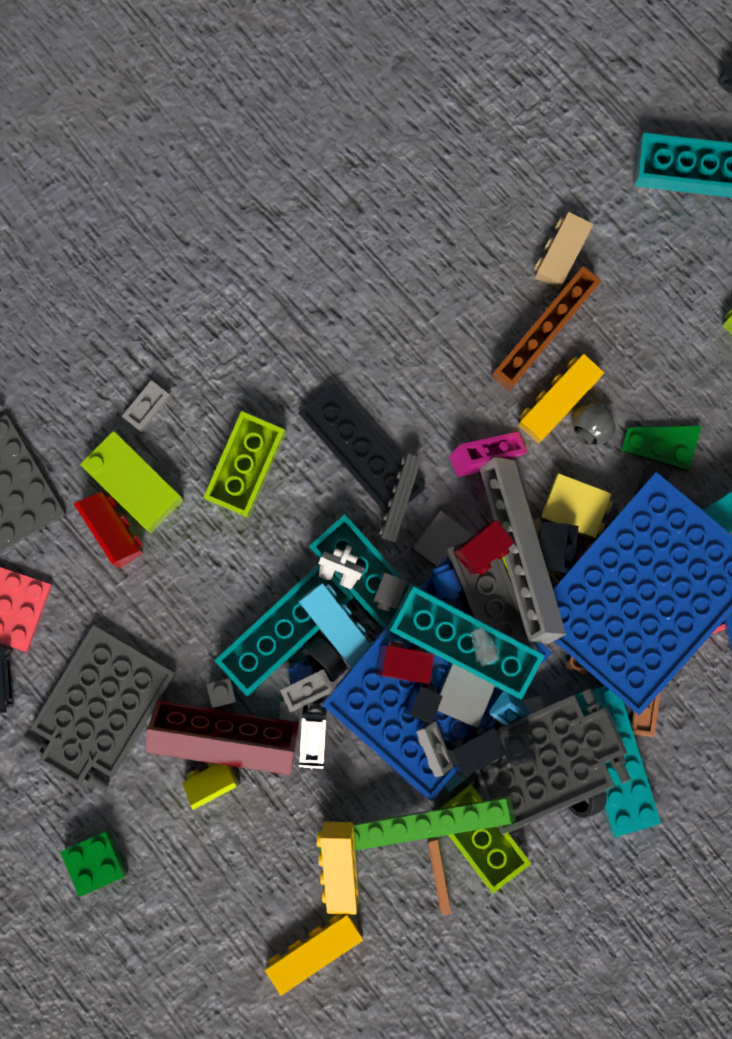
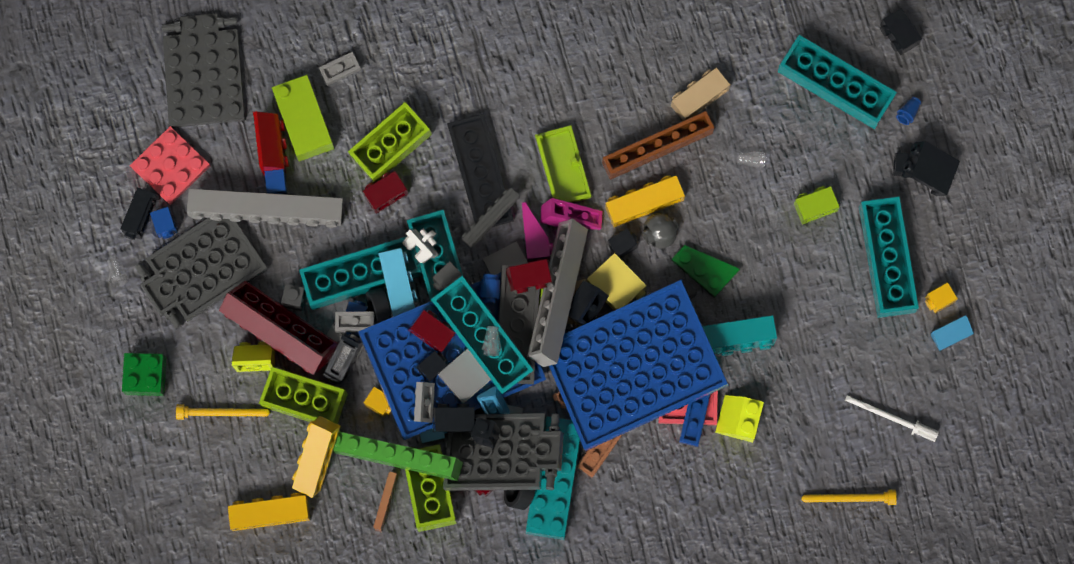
camera: 30 degrees right, 5 degrees down
(31, 677) = (164, 223): none -> blue brick
(138, 572) = (276, 182): none -> blue brick
(138, 606) = (264, 207): none -> light grey brick
(160, 883) = (184, 412): none -> yellow piece
(266, 523) = (385, 191): none -> dark red brick
(289, 804) = (302, 397): none -> lime brick
(375, 768) = (377, 402): none -> yellow brick
(450, 400) = (563, 165): none -> lime container
(461, 498) = (536, 240): none -> dark pink slope
(560, 457) = (623, 243): none -> black brick
(656, 295) = (753, 158): none -> clear cone

